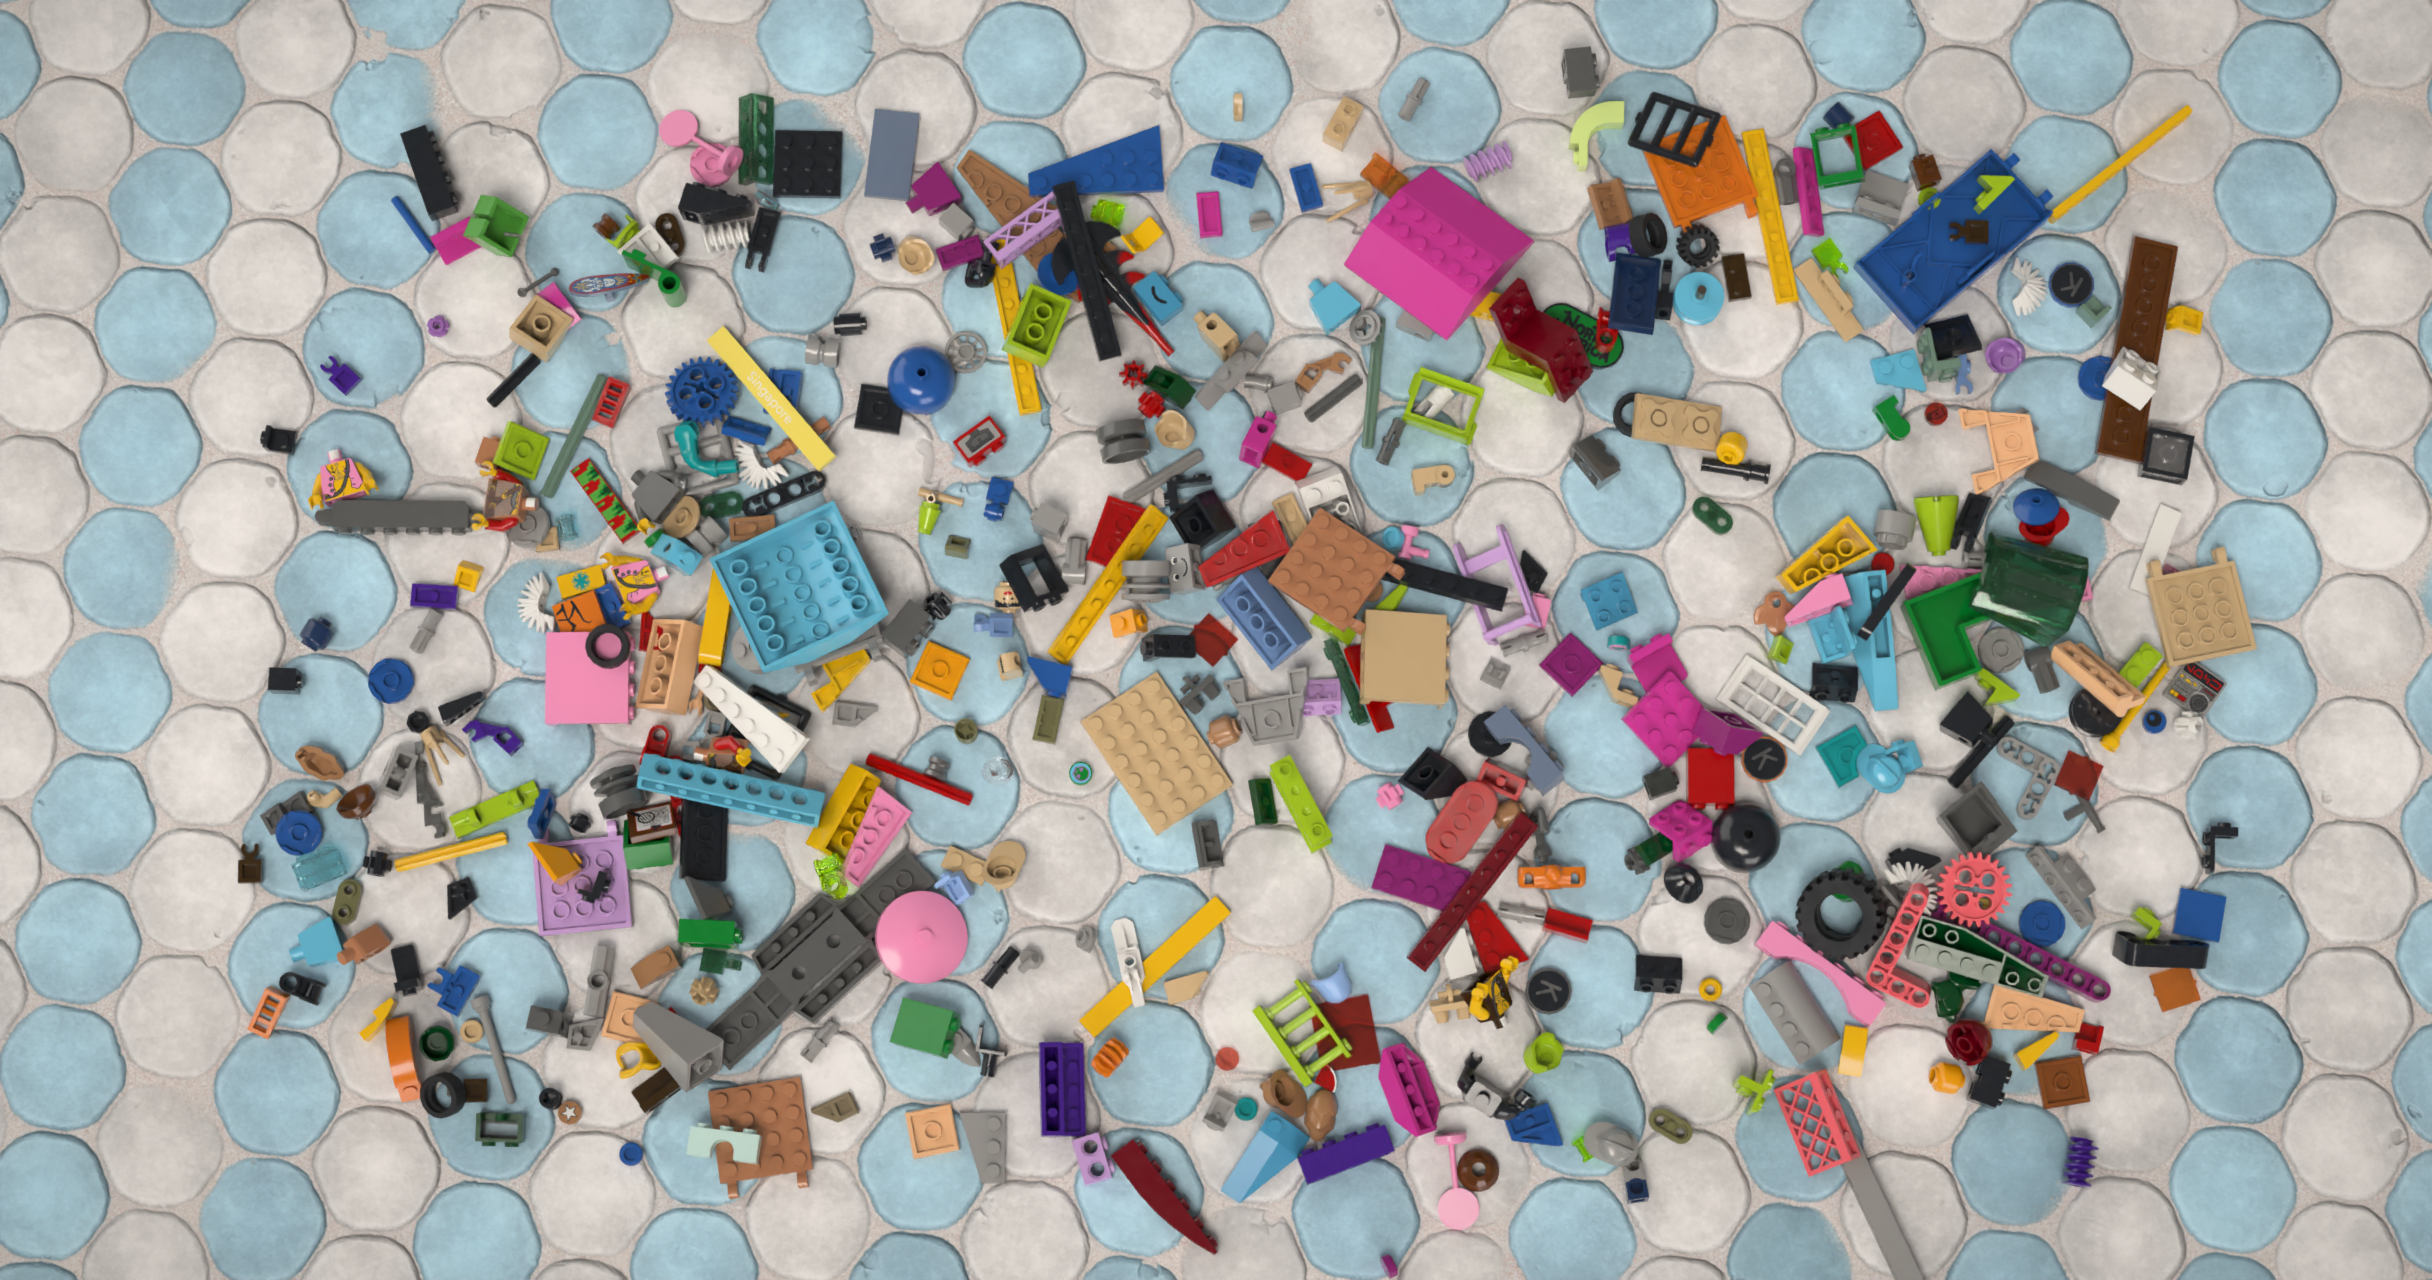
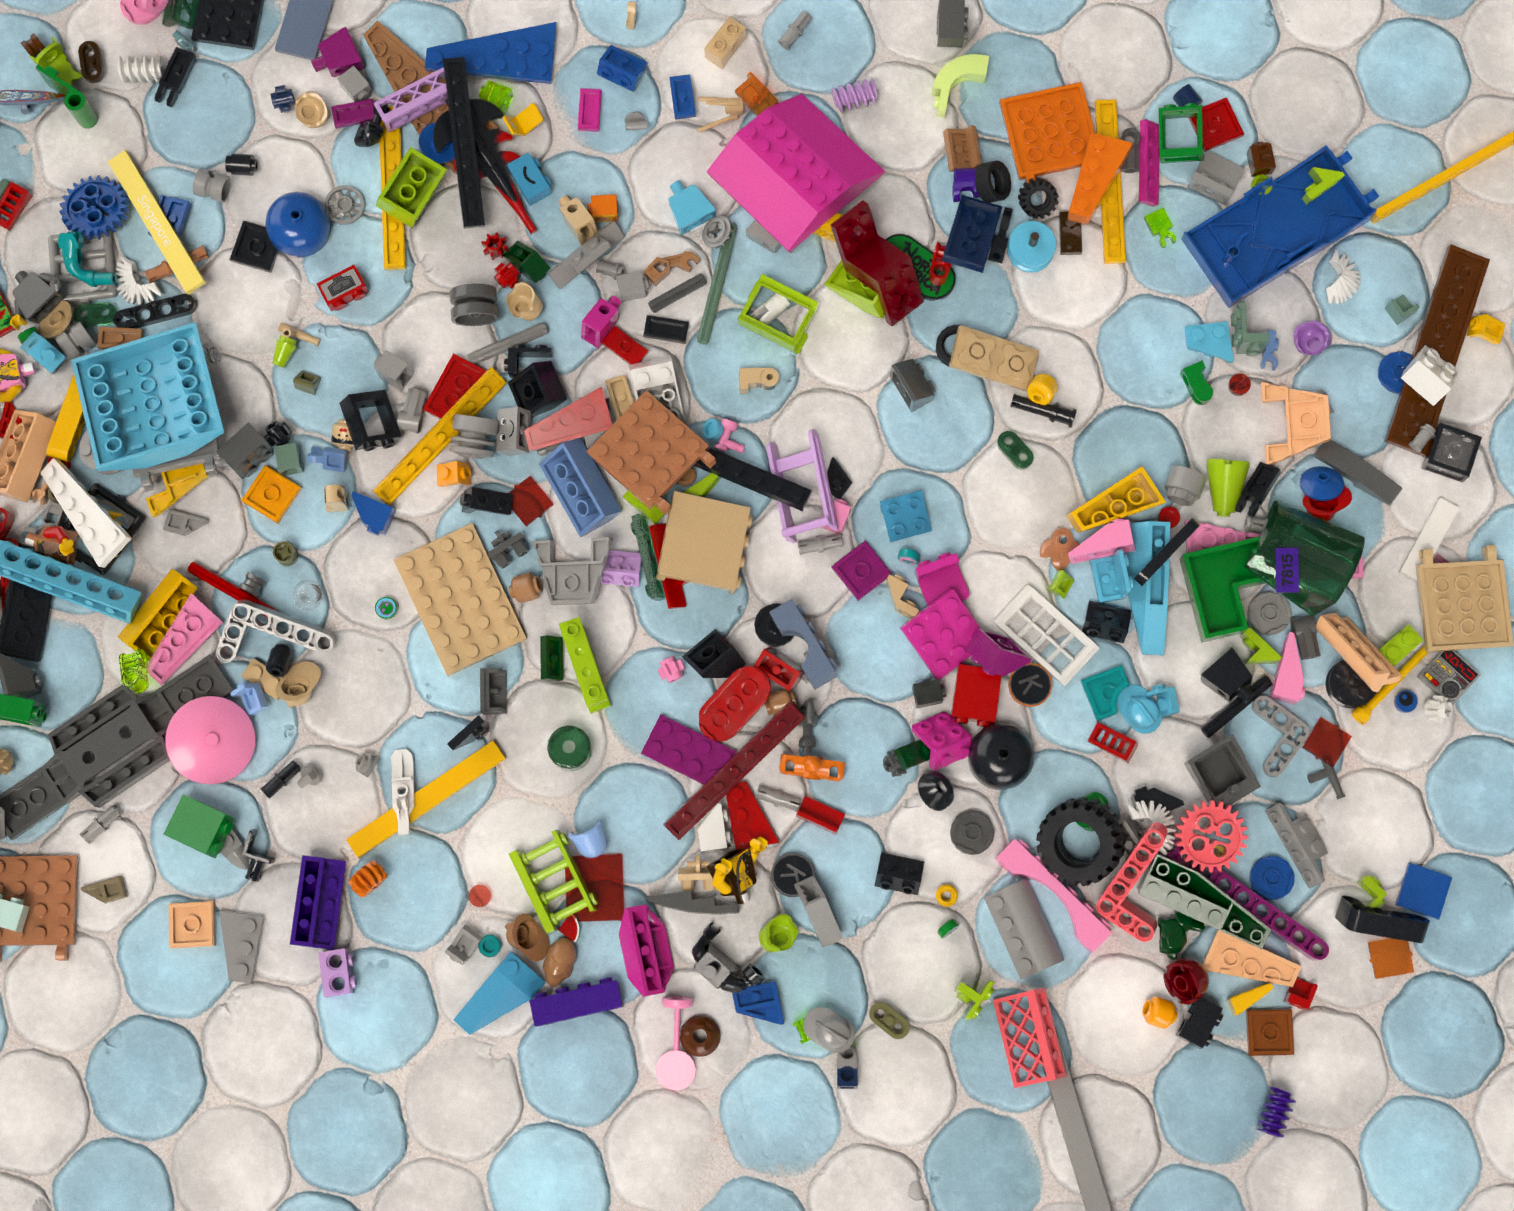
camera: 10 degrees right, 0 degrees up
(653, 245) = (71, 69): white wing -> none
(712, 206) = (131, 38): black slope -> none
(715, 962) = (18, 736): clear green plate -> none
(746, 430) = (129, 248): blue plate -> none
(953, 631) = (288, 459): none -> sand green panel
(965, 810) = (271, 627): none -> light grey beam
(978, 844) = (279, 660): none -> black brick
(998, 493) = (353, 337): blue plate -> none
(1048, 719) = (364, 553): olive plate -> none
(1159, 1194) = (394, 1016): dark red slope -> none
(1184, 987) = (450, 823): tan slope -> none
(1197, 888) = (474, 730): none -> black wing
(1242, 318) = (603, 208): none -> orange brick
(1297, 906) = (569, 761): none -> clear green piece
(1327, 438) = (666, 329): none -> black tile
(1385, 455) = (724, 340): dark grey pin -> none
(1389, 1266) = (600, 1115): magenta tile -> none
(1440, 1035) = (683, 902): none -> dark grey slope
(1495, 674) = (789, 569): light grey tile -> none
(1581, 1024) = (818, 911): none -> light grey slope
(1674, 154) = (1029, 110): black bar -> none
(1757, 208) = (1099, 168): none -> orange wedge
(1830, 298) = (1155, 263): tan bracket -> none
(1852, 1050) = (1073, 973): yellow slope -> none
(1861, 799) = (1116, 735): none -> red slope
(1954, 337) = (1267, 315): black tile -> none
(1974, 232) = (1299, 220): dark brown plate -> none
(2013, 604) = (1287, 570): none -> dark purple tile
(2030, 714) = (1288, 677): none -> bright pink slope
(2071, 285) = (1383, 282): black tile -> none
(2135, 442) = (1422, 438): none -> light grey pin
(2221, 831) = (1456, 814): black bracket -> none

